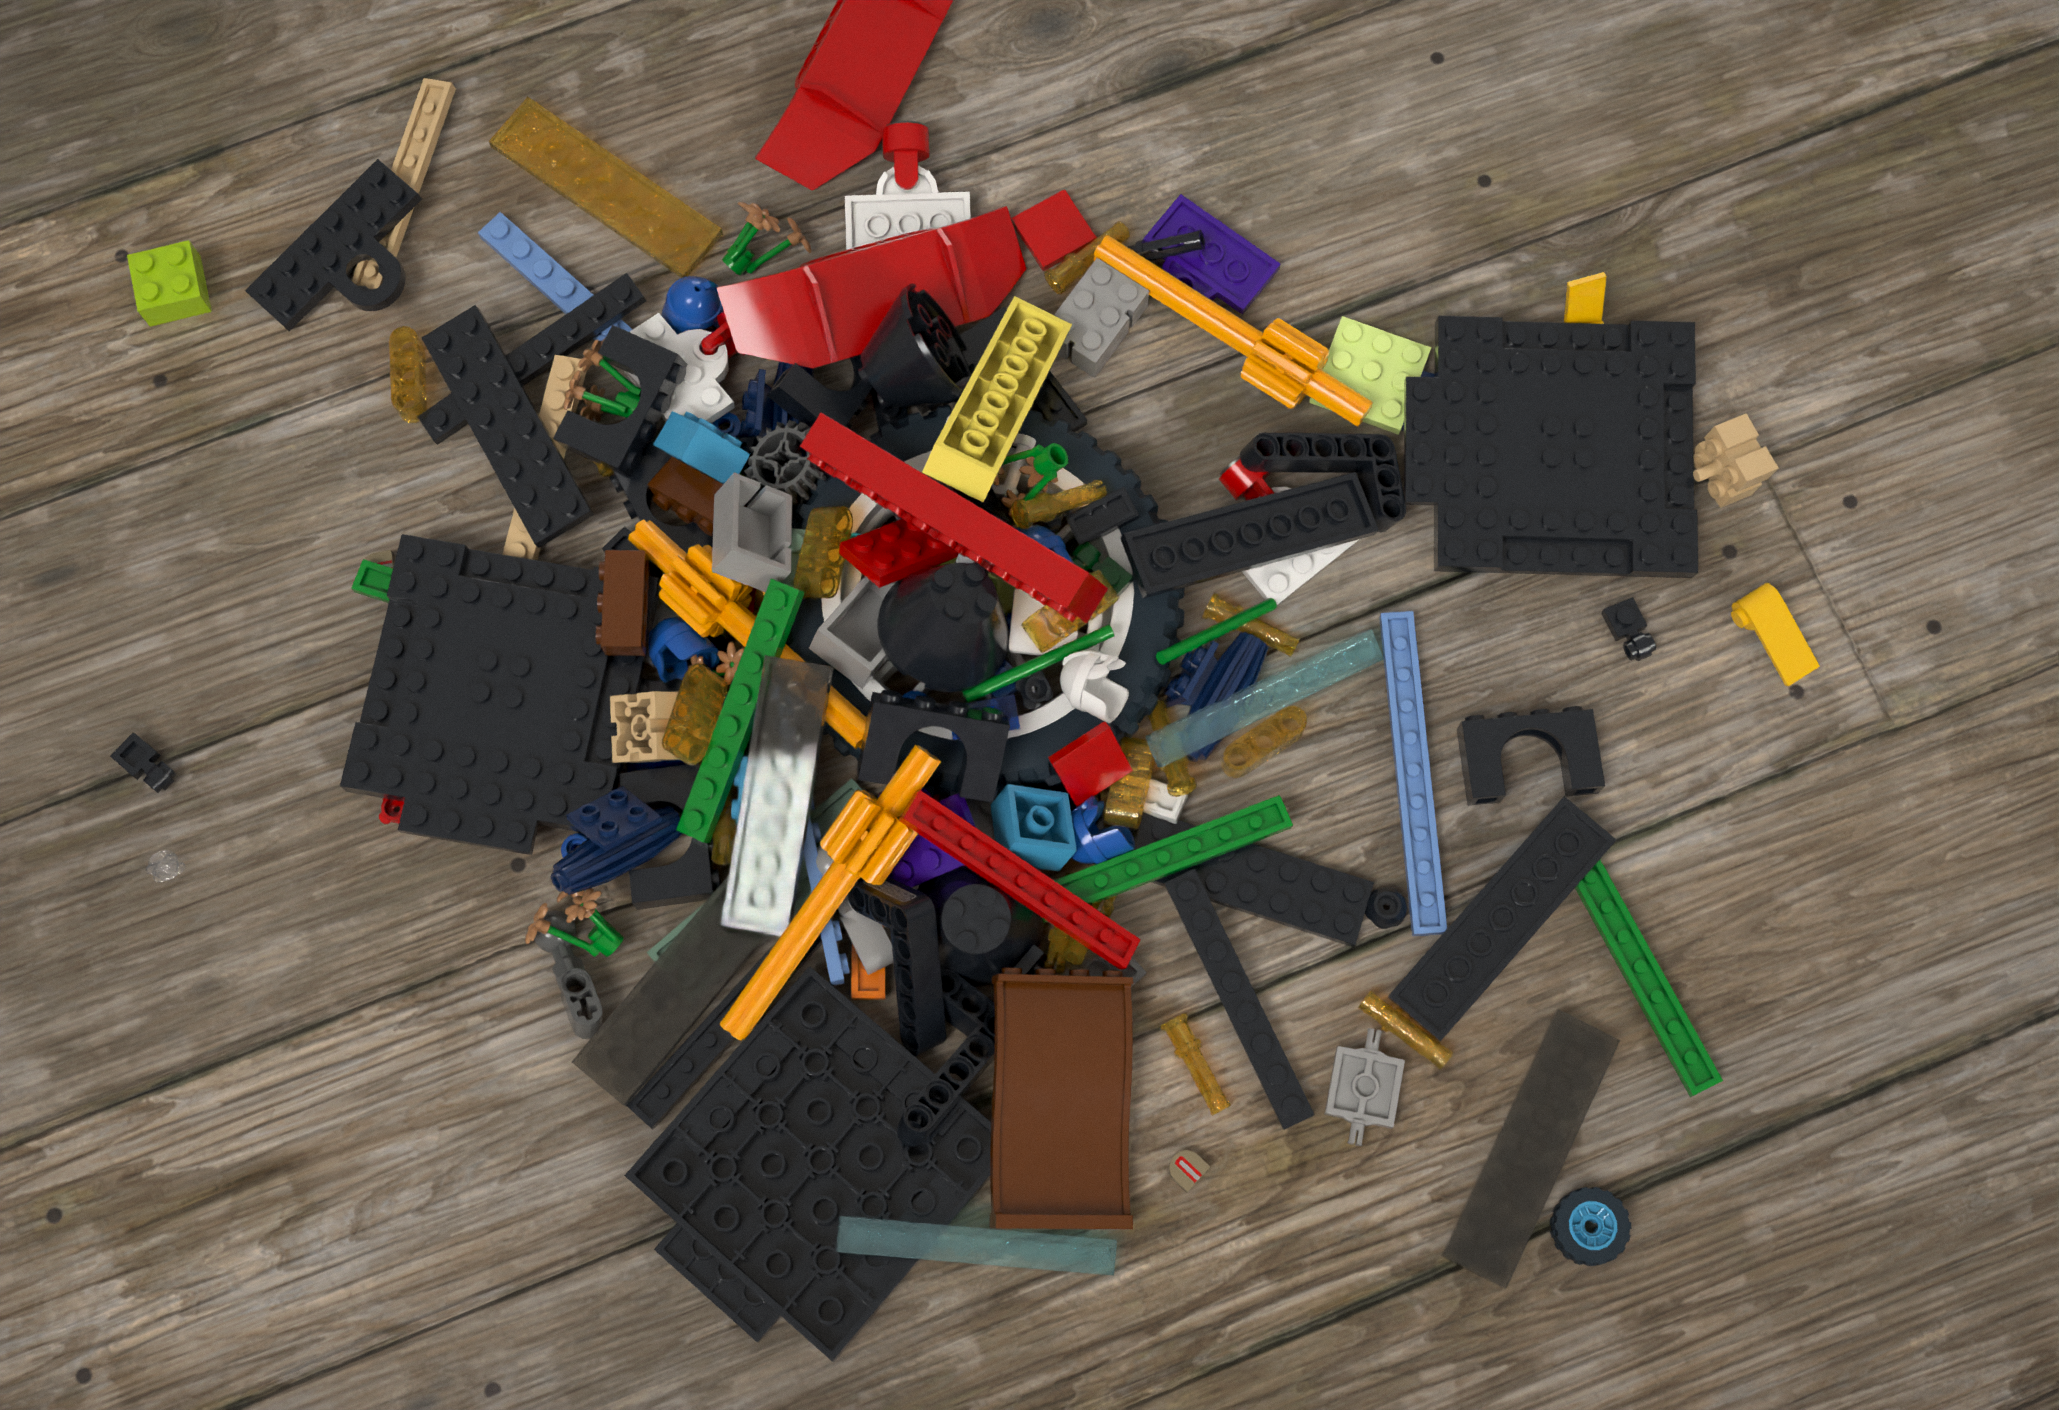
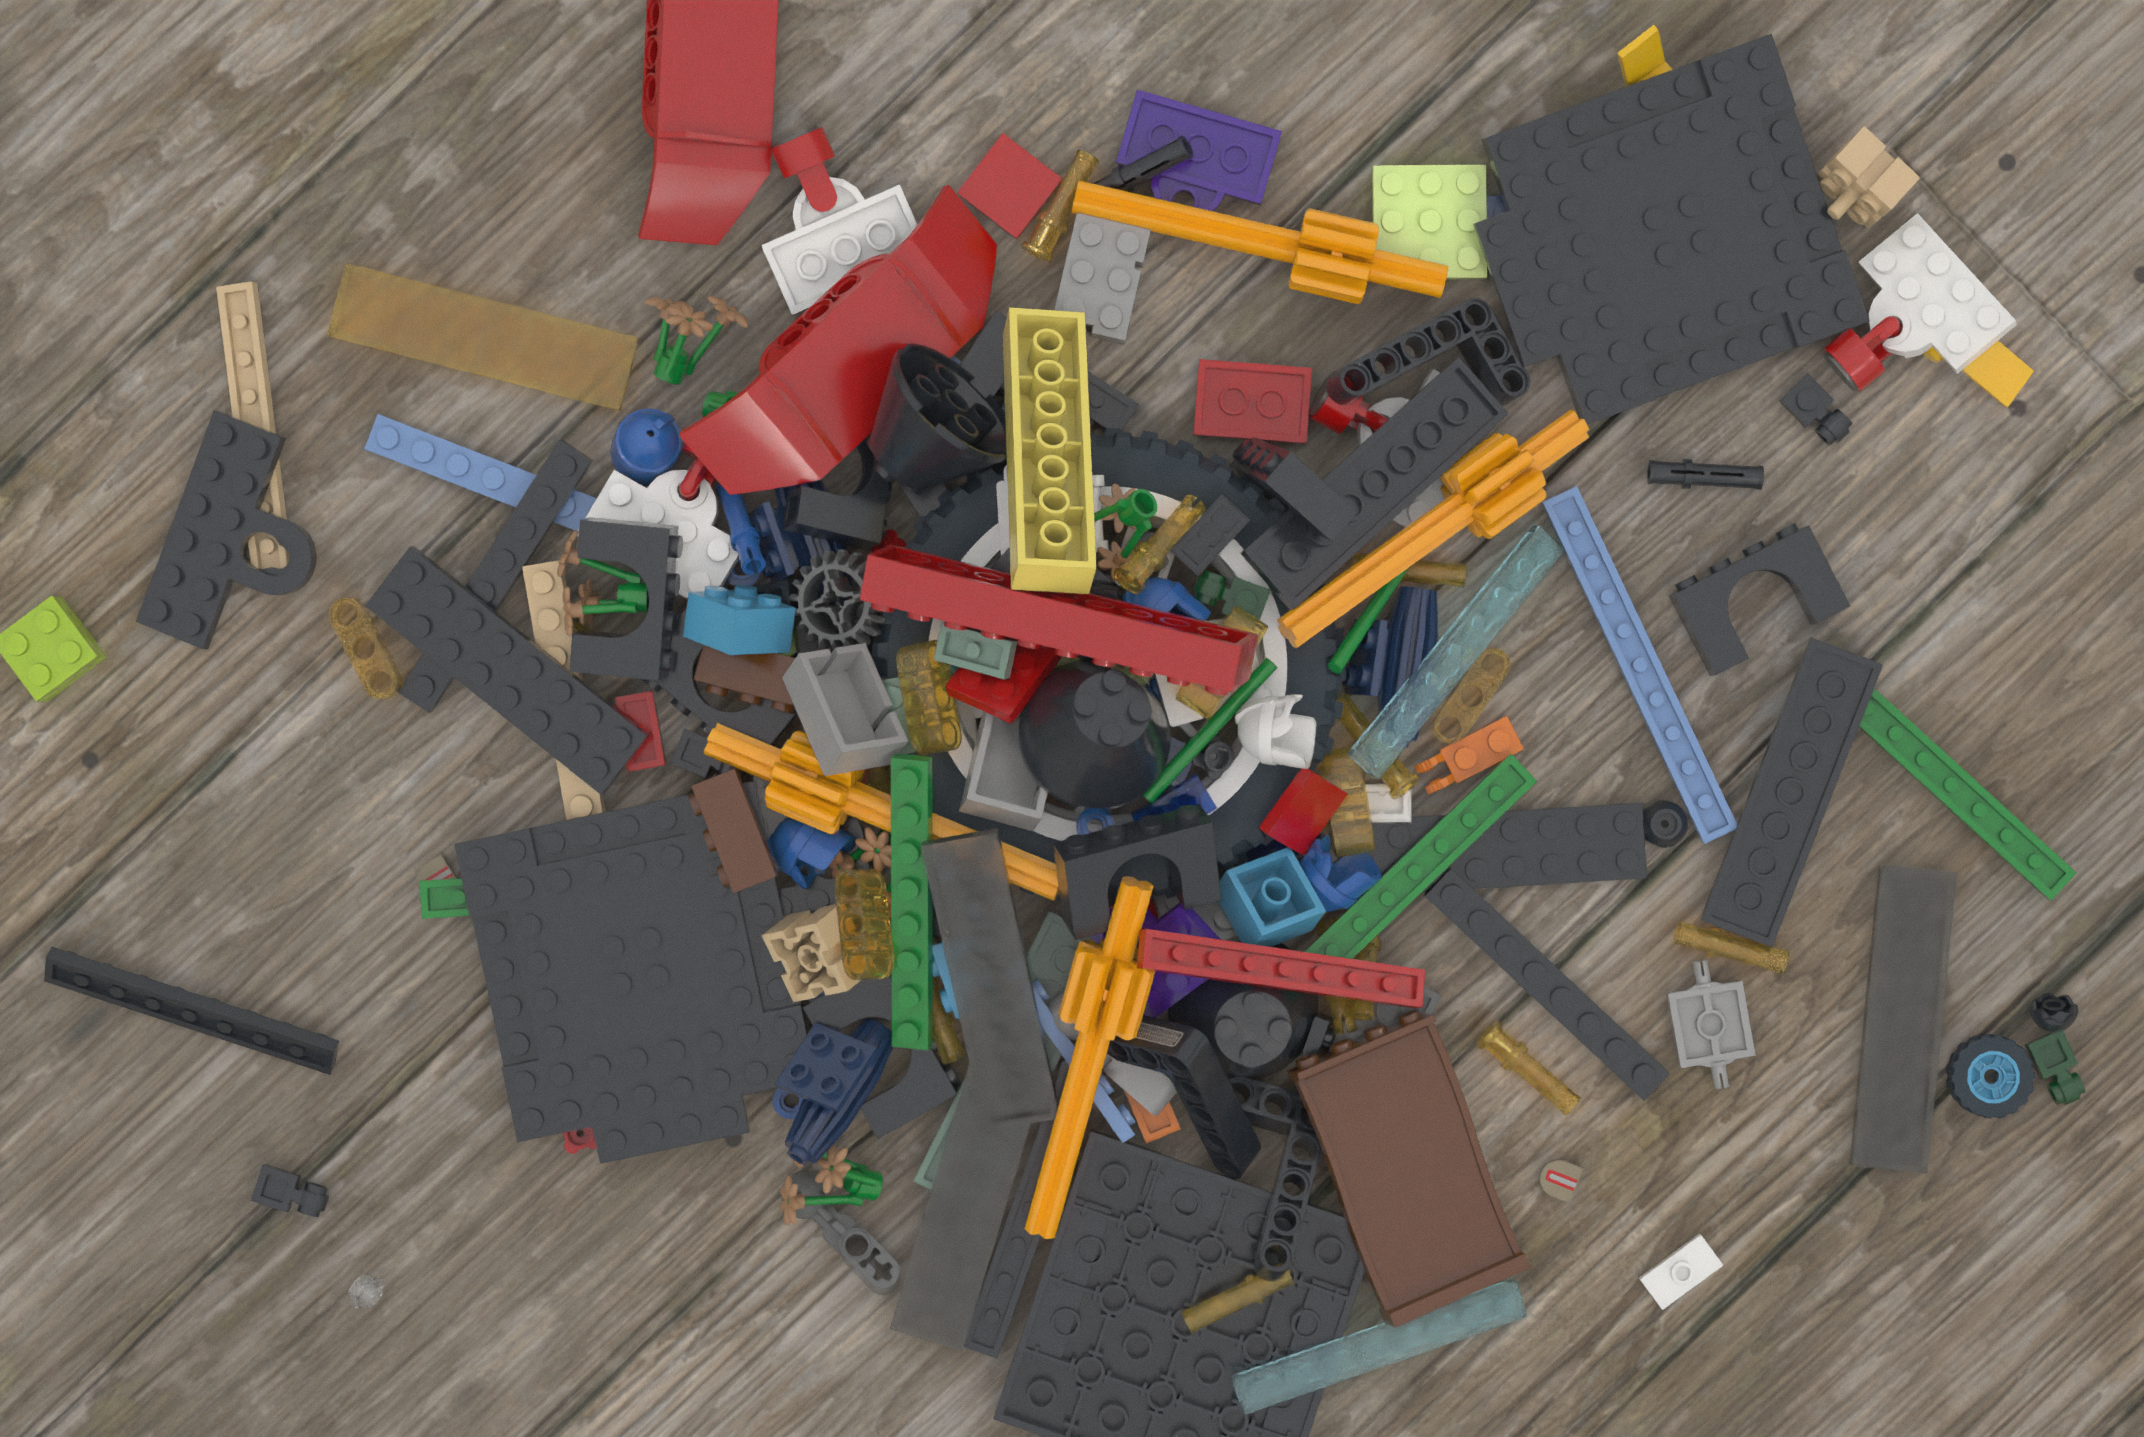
camera: 20 degrees left, 15 degrees up
(139, 592) = (191, 1010): none -> black plate
(590, 532) = (643, 711): none -> red plate
(735, 392) = (743, 536): none -> blue pin
(870, 1151) = (1233, 1299): none -> clear yellow pin
(875, 521) = (975, 652): none -> sand green plate
(1177, 452) = (1252, 401): none -> red plate
(1185, 499) = (1294, 485): none -> black arch
(1246, 789) = (1473, 753): none -> orange hinge
(1261, 1291) = (1680, 1271): none -> white plate
(1336, 581) = (1480, 490): none -> light orange axle
(1509, 638) = (1662, 473): none -> black pin
(1650, 1231) = (2052, 1056): none -> dark green plate
(1663, 1193) = (2054, 1012): none -> black plate
(1746, 572) = (1922, 304): none -> white plate

